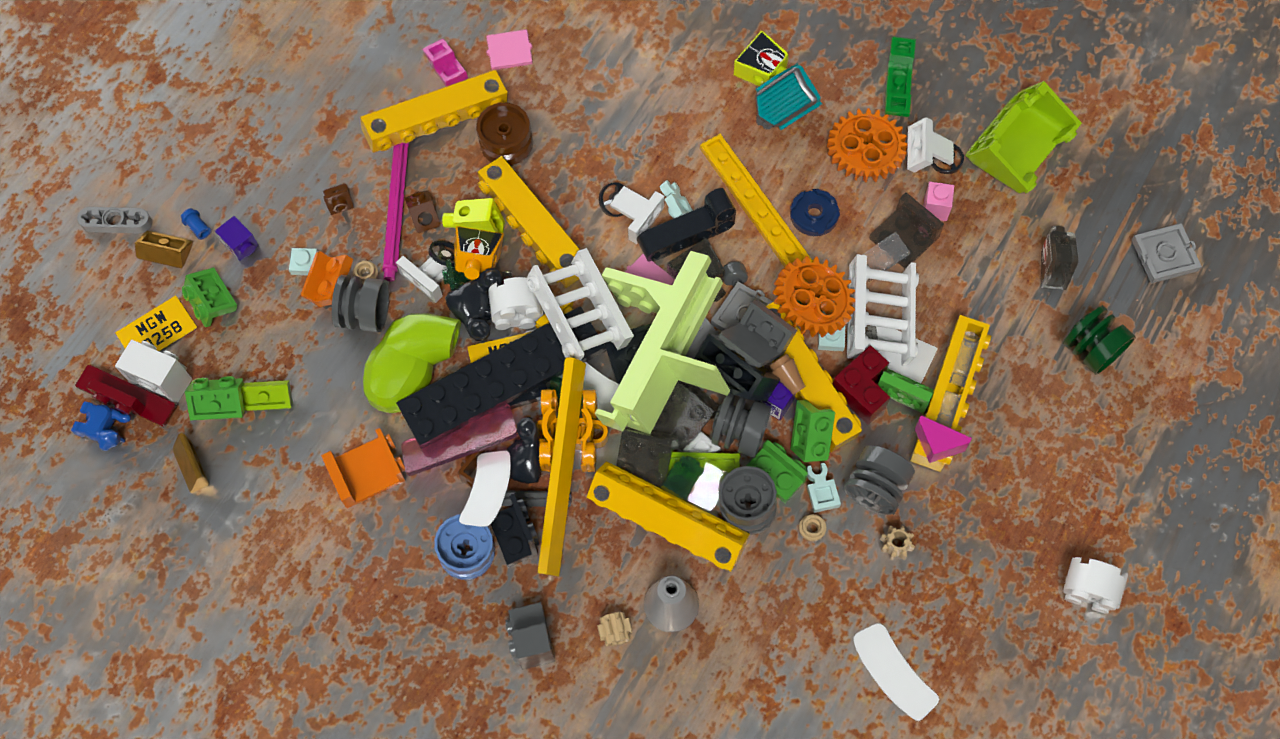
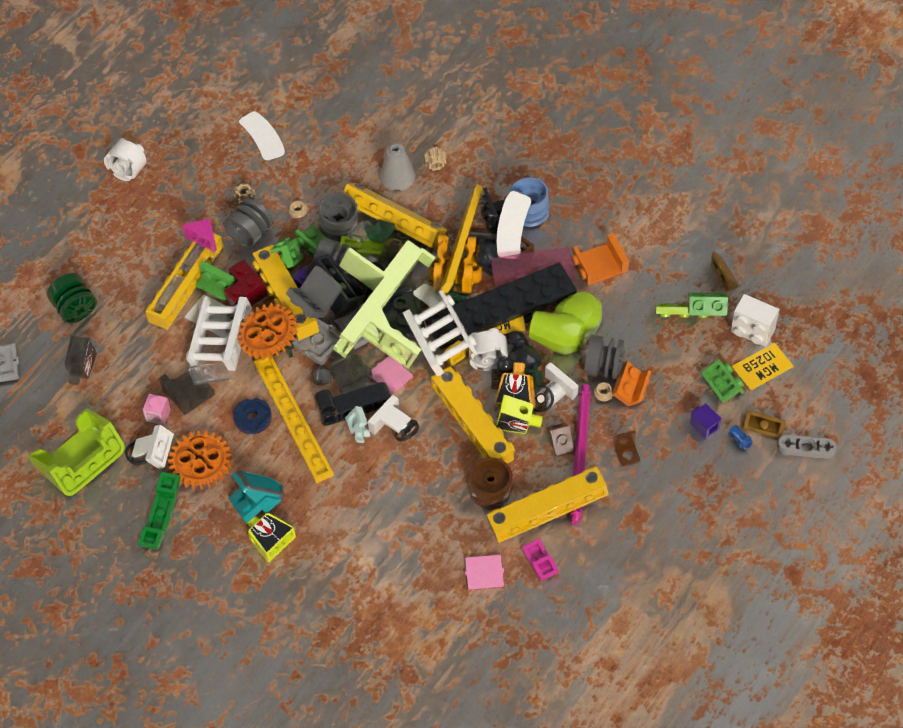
camera: 175 degrees left, 10 degrees down
(98, 425) = (795, 298): blue animal -> none
(125, 396) = (788, 318): dark red bracket -> none
(301, 260) = (652, 405): light aqua plate -> none
(530, 636) = (488, 153): dark grey brick -> none
(788, 374) = (296, 277): medium nougat cone -> none
(822, 493) = (286, 226): light aqua plate -> none

